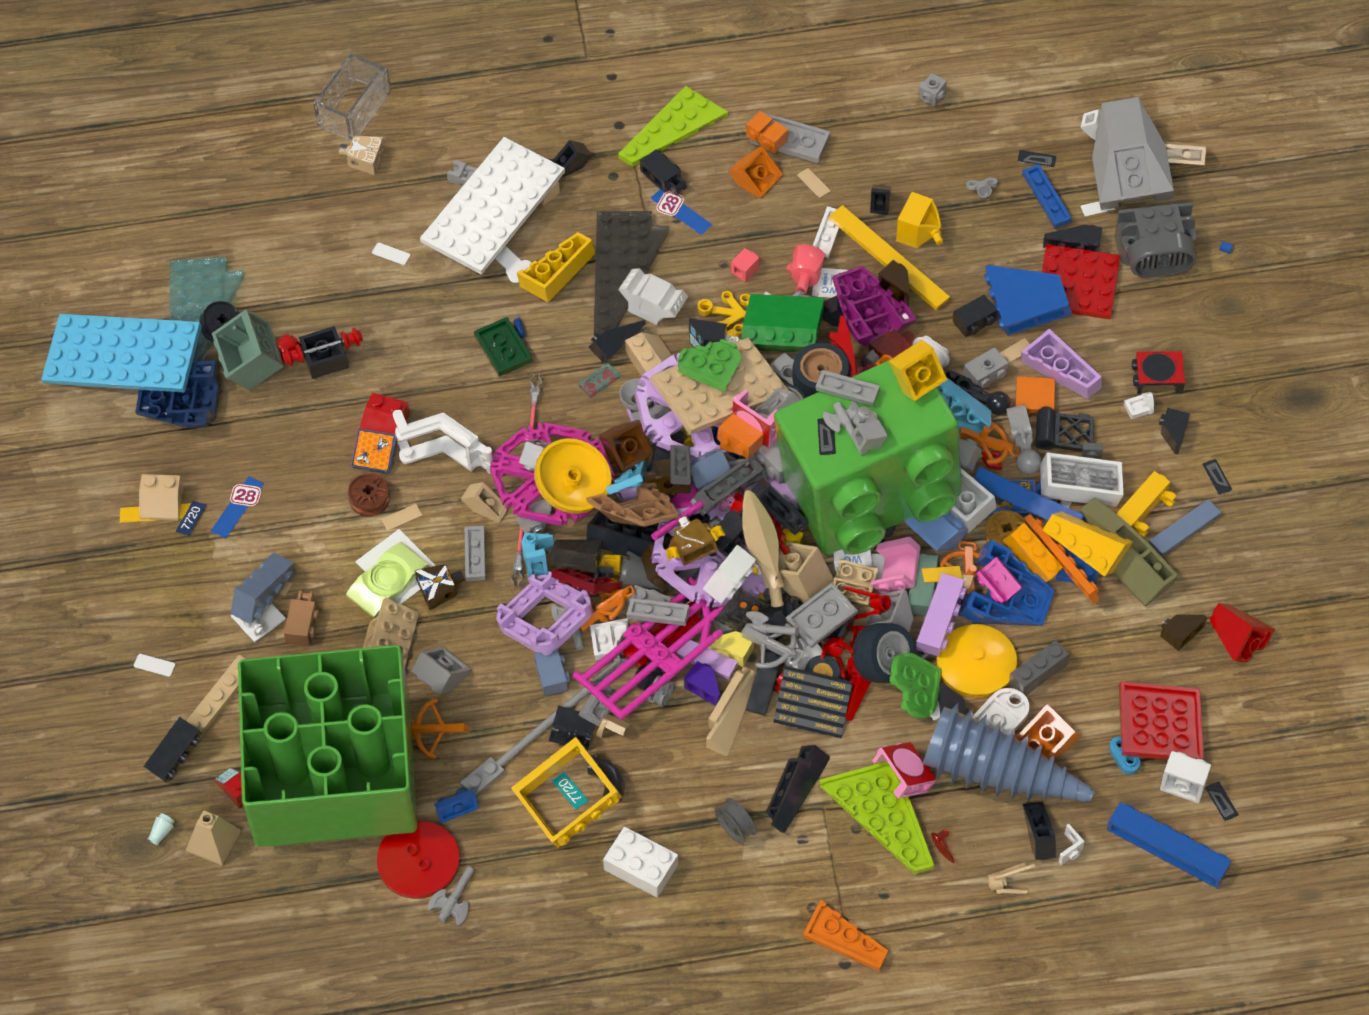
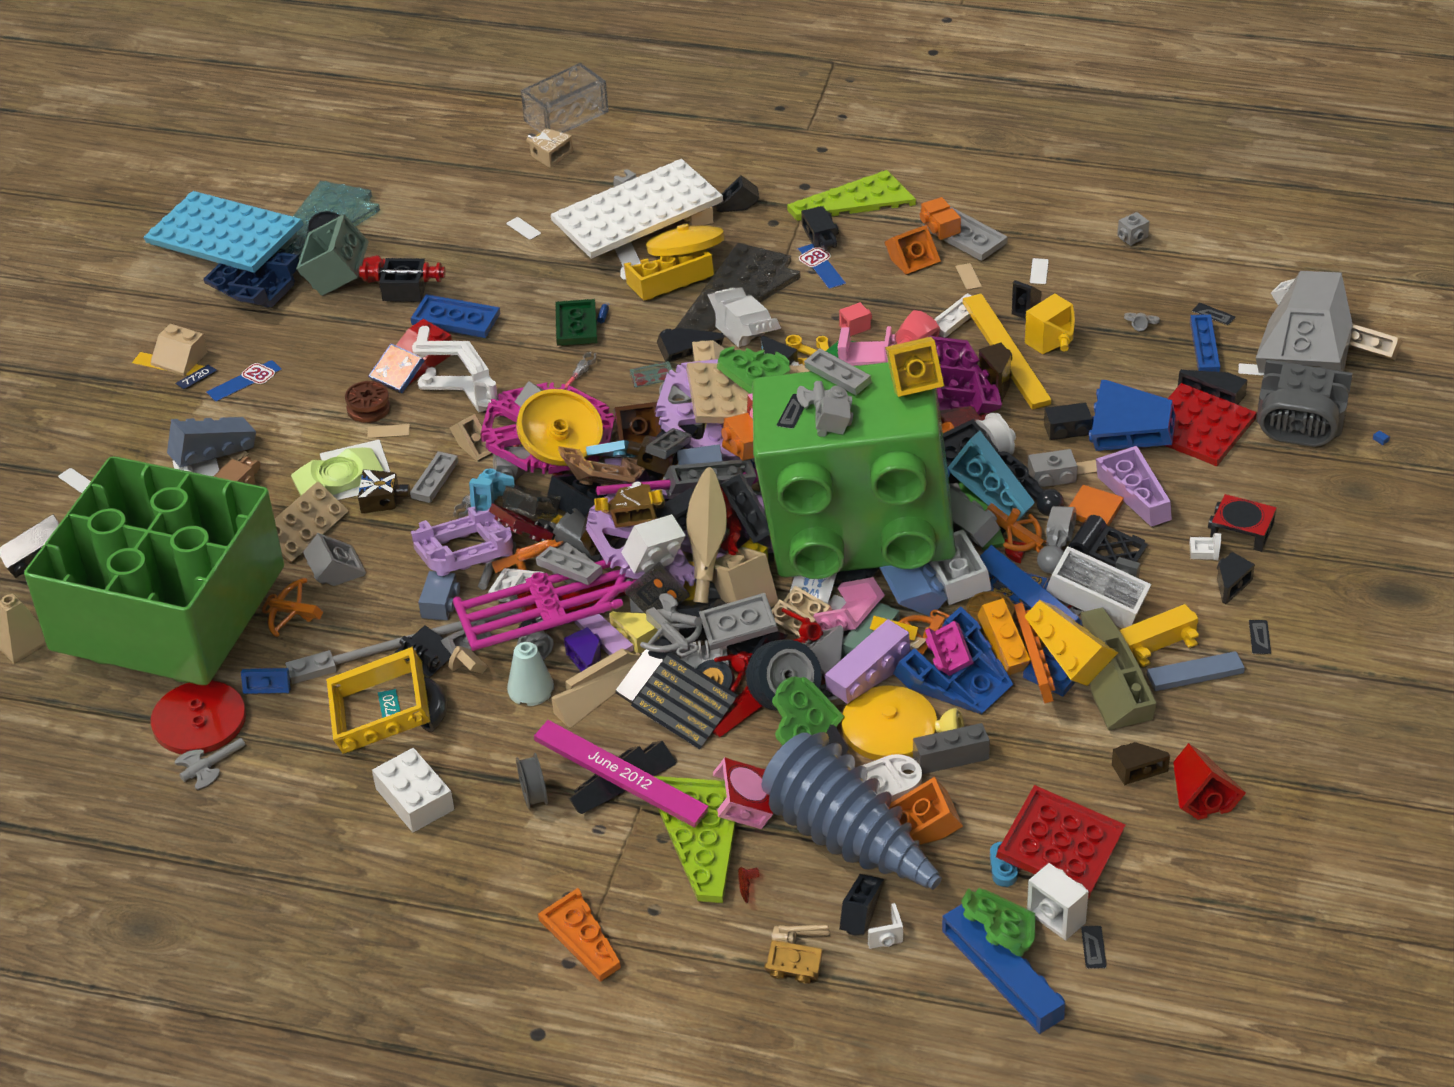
camera: 25 degrees right, 15 degrees down
(390, 375) = (457, 315): none -> blue plate
(556, 228) = (685, 240): none -> yellow dish
(674, 726) = (529, 676): none -> light aqua cone
(785, 305) = (863, 352): none -> bright pink panel
(802, 788) = (621, 773): none -> dark pink tile
(870, 157) = (1039, 271): none -> white sticker
(1016, 899) = (794, 961): none -> pearl gold bracket
(1026, 646) = (950, 720): none -> light yellow brick
(1156, 807) = (1002, 919): none -> bright green plate

